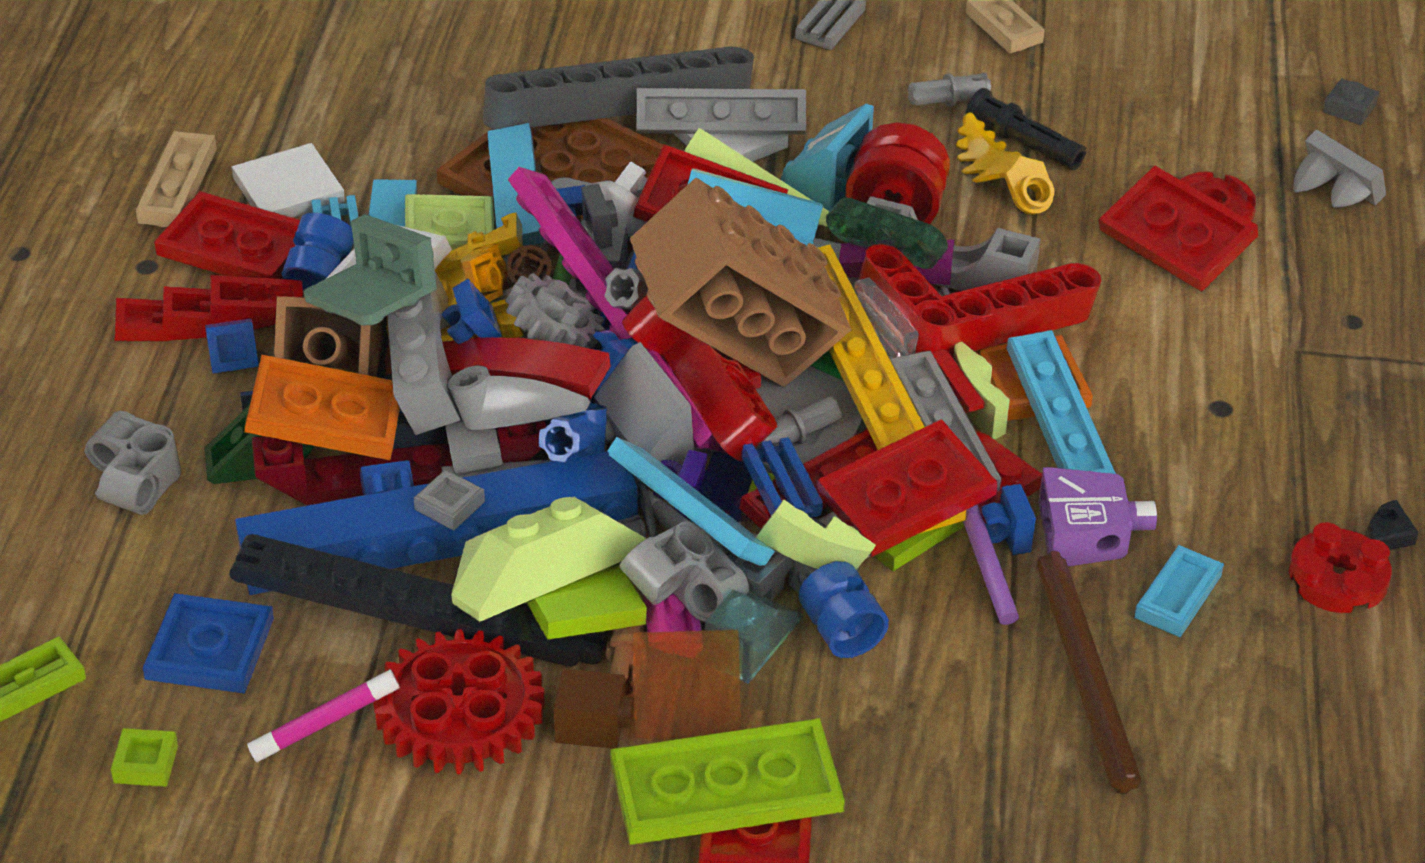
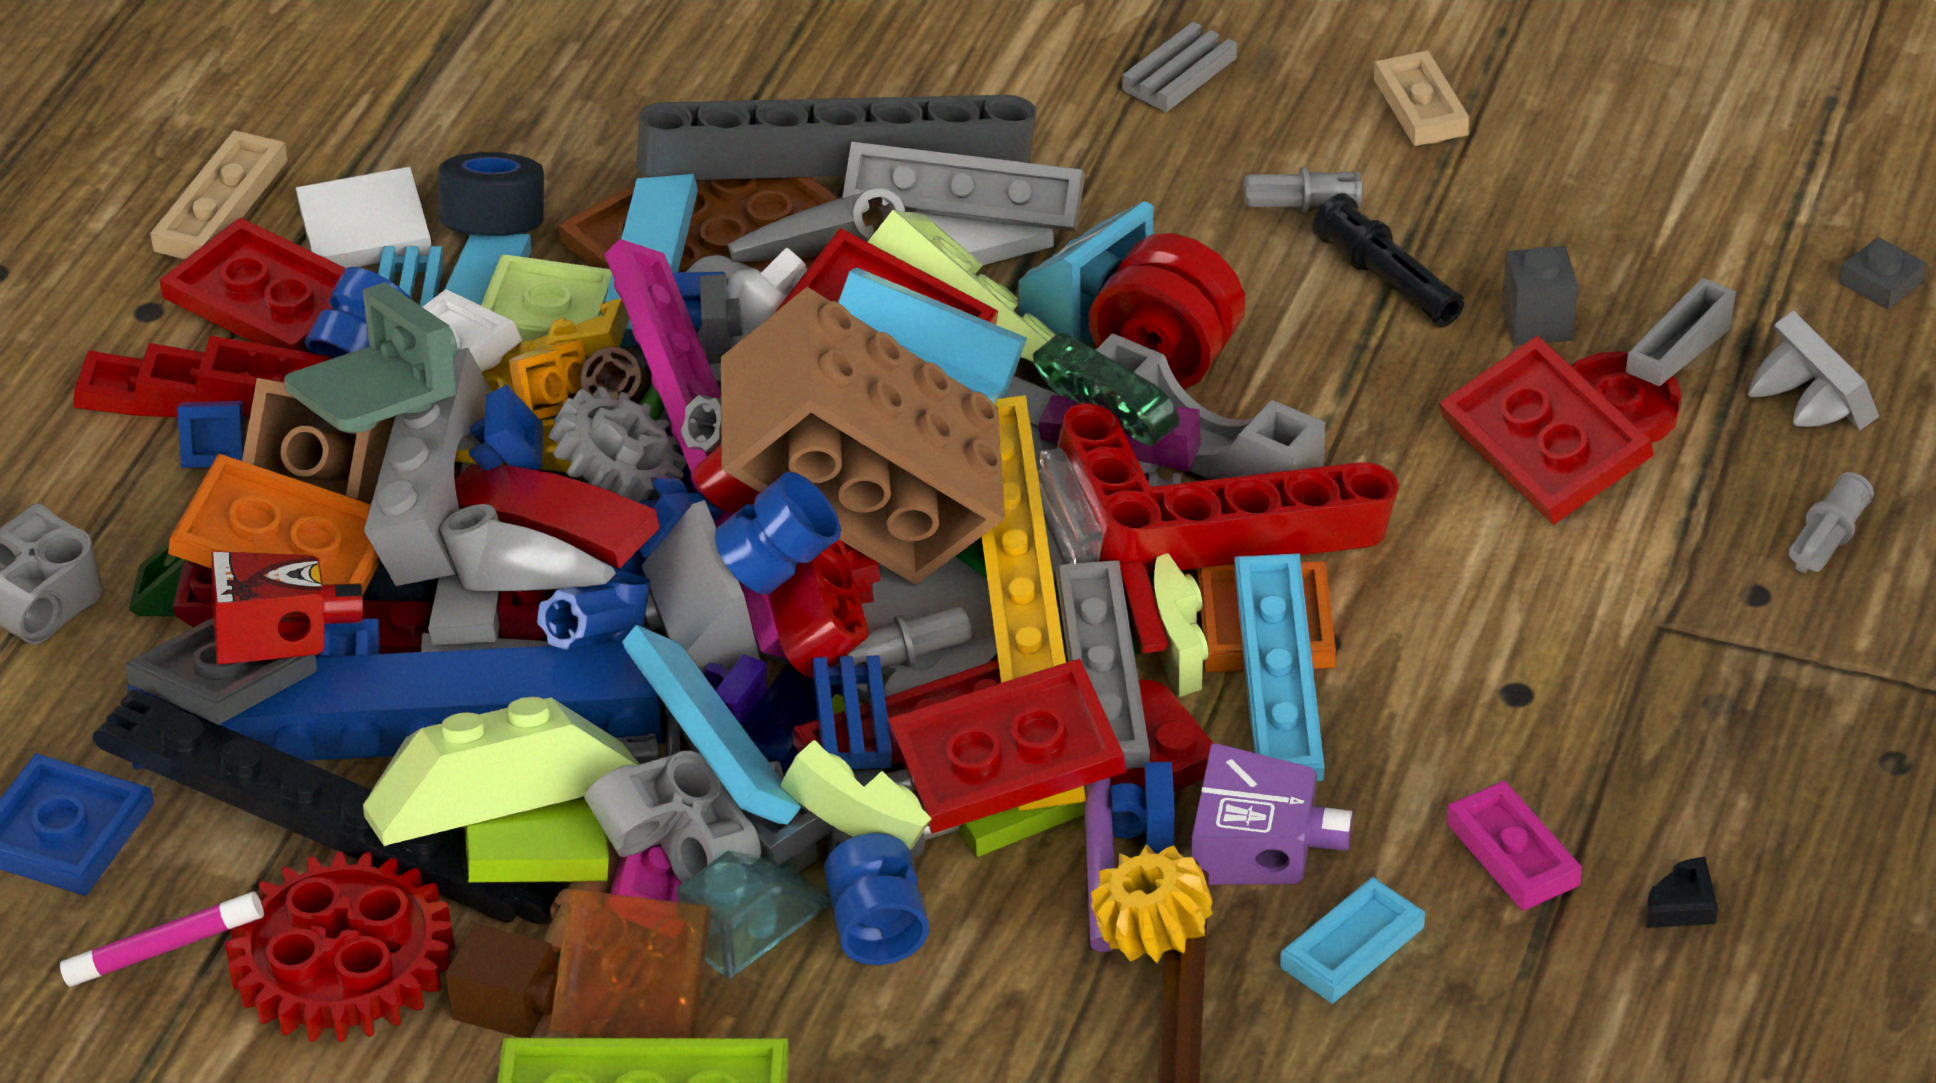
camera: 15 degrees right, 0 degrees up
(309, 510) = (188, 675): none -> dark grey tile
(340, 458) = (275, 606): none -> red torso
(381, 154) = (491, 193): none -> black wheel
(449, 499) = (405, 679): light grey tile -> none
(639, 147) = (811, 229): none -> light grey piece
(698, 363) = (782, 528): none -> blue wheel
(995, 163) = (1343, 311): yellow plant -> none
(1045, 583) = (1151, 903): none -> yellow gear
(1138, 140) = (1539, 294): none -> dark grey brick
(1243, 153) = (1683, 333): none -> light grey piece
(1265, 509) = (1514, 845): none -> dark pink plate
(1331, 547) = (1596, 912): red plate -> none
(1386, 266) = (1831, 522): none -> light grey axle

